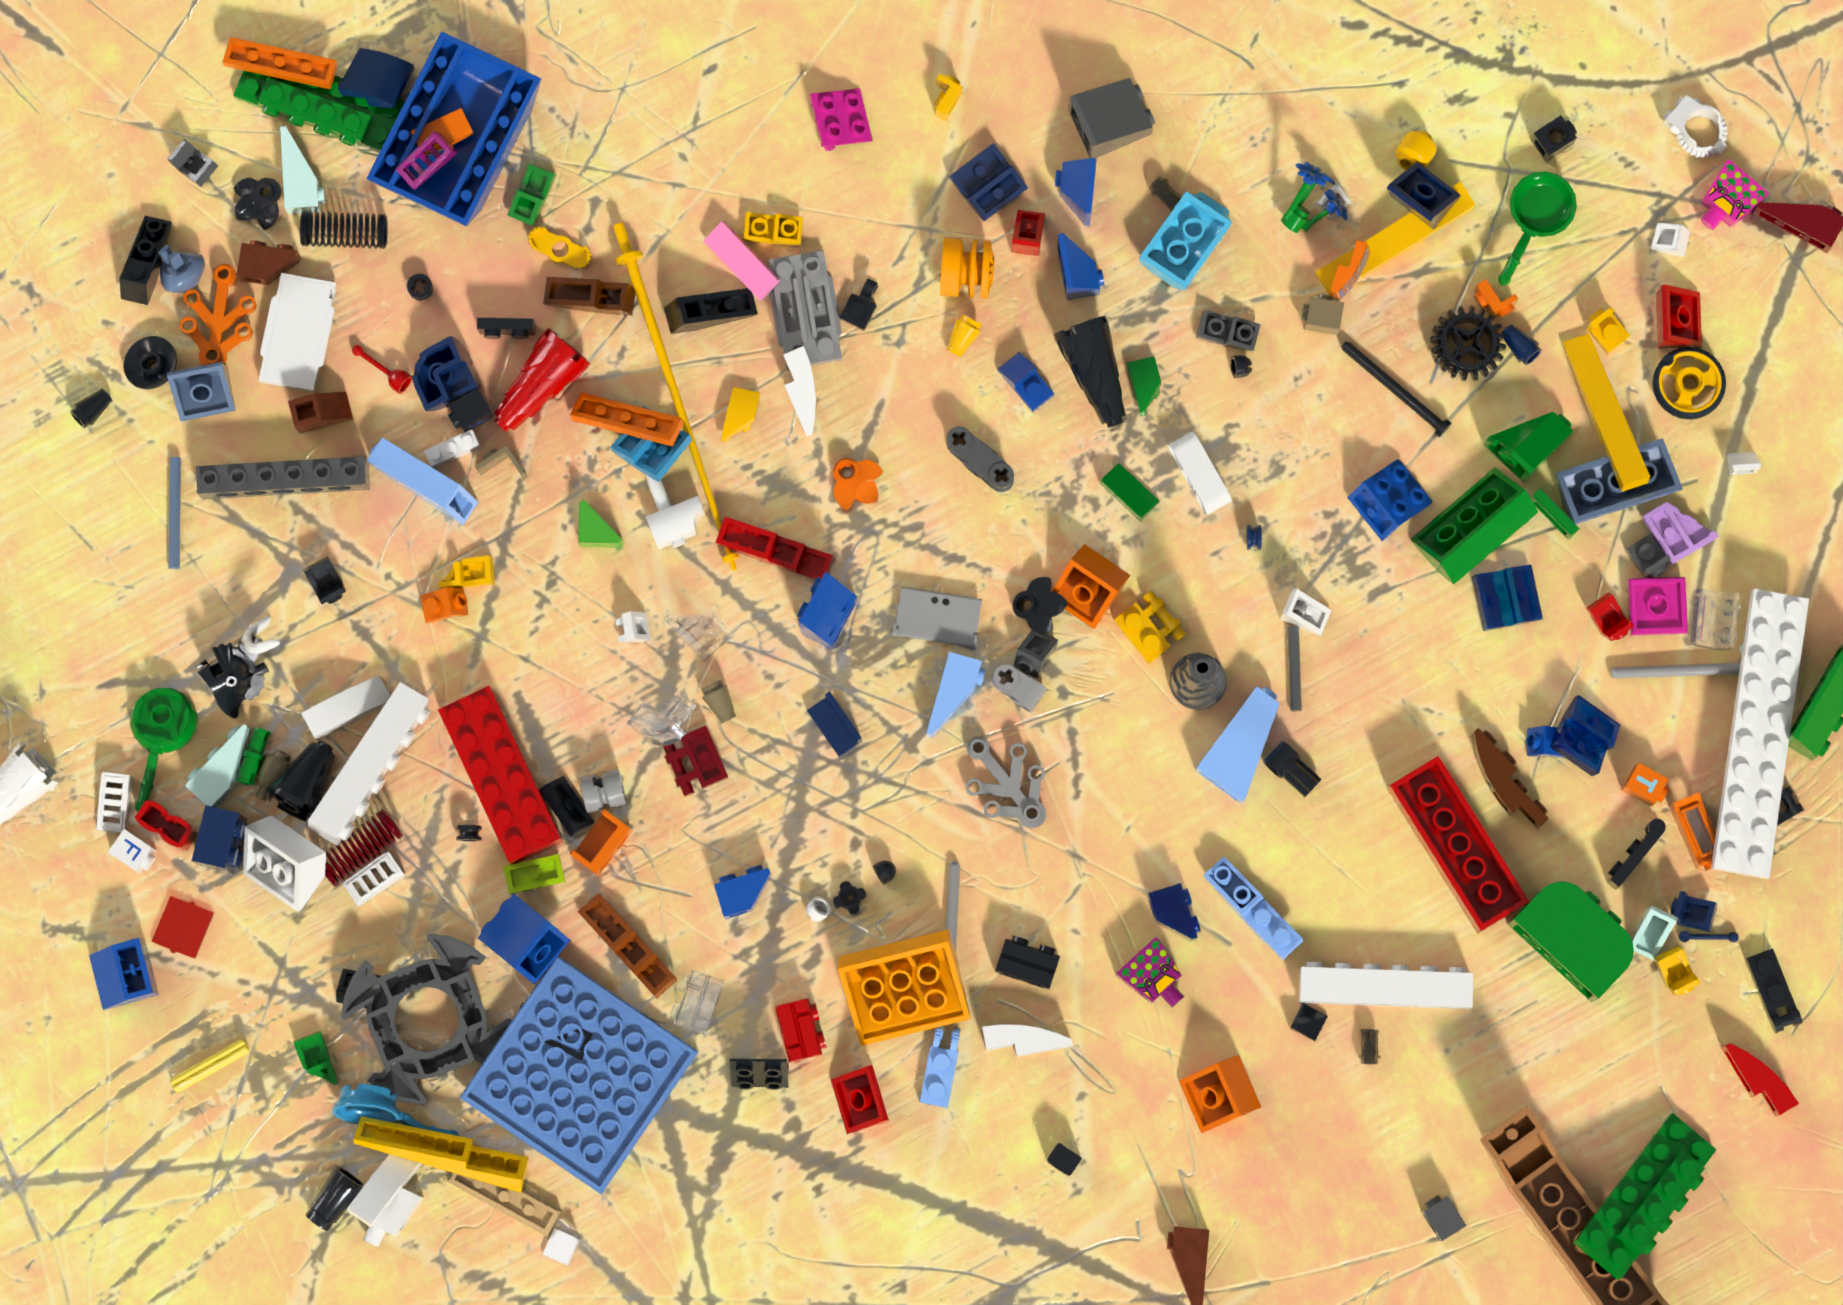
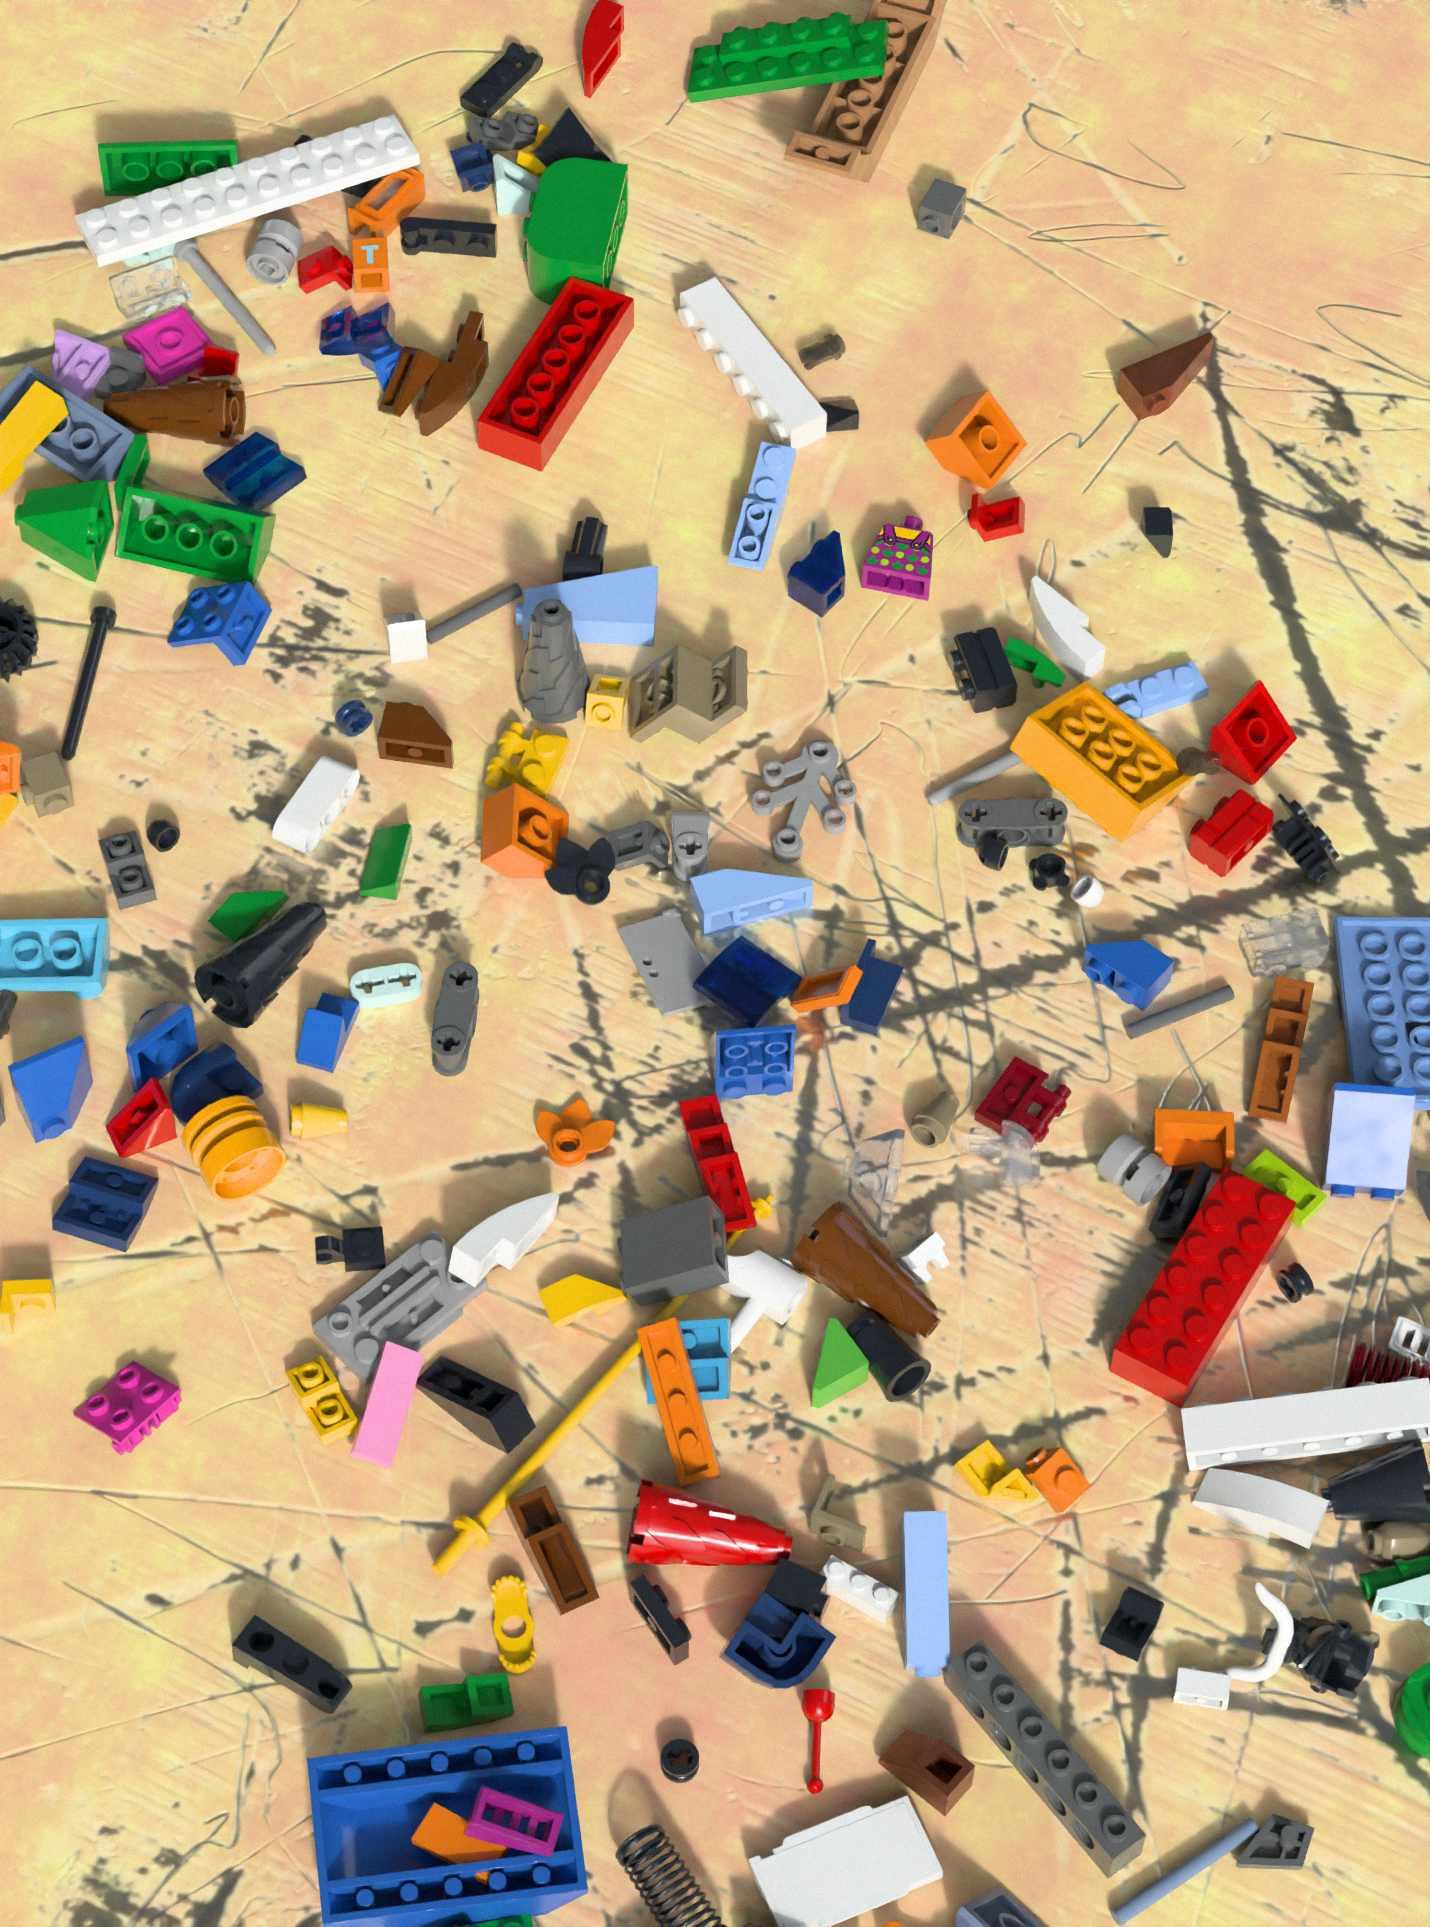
camera: 130 degrees left, 25 degrees down
(153, 572) = (1278, 1845): none -> dark grey piece
(266, 596) = (1202, 1688): none -> white piece
(581, 560) = (891, 1360): none -> black plant
(613, 111) = (290, 1665): none -> black leg
(649, 579) = (861, 1271): none -> reddish brown cone
(697, 906) = (1179, 1012): none -> dark grey bar
(725, 479) = (673, 1251): none -> dark grey brick
(847, 691) = (826, 988): none -> orange tile
(863, 1047) = (1193, 761): none -> clear smoke pin
(889, 652) = (747, 982): none -> clear blue slope
(898, 897) = (1012, 821): none -> dark grey piece
(1018, 998) = (1033, 661): none -> green slope
(1026, 287) = (210, 1078): none -> dark blue brick
(1029, 434) = (386, 985): none -> light aqua beam
(1126, 754) = (688, 694): none -> dark tan bracket
(1146, 1061) = (997, 518): none -> red bracket
(1164, 707) = (607, 701): none -> yellow bracket
(1215, 565) = (413, 736): none -> reddish brown slope
(1516, 742) = (407, 380): none -> reddish brown slope
(1577, 581) = (187, 410): none -> reddish brown cone
(1654, 989) = (571, 139): none -> black slope
(1661, 750) = (324, 268): none -> red bracket
(1707, 724) = (275, 252): none -> light grey wheel
(1718, 959) = (509, 134): none -> dark grey slope

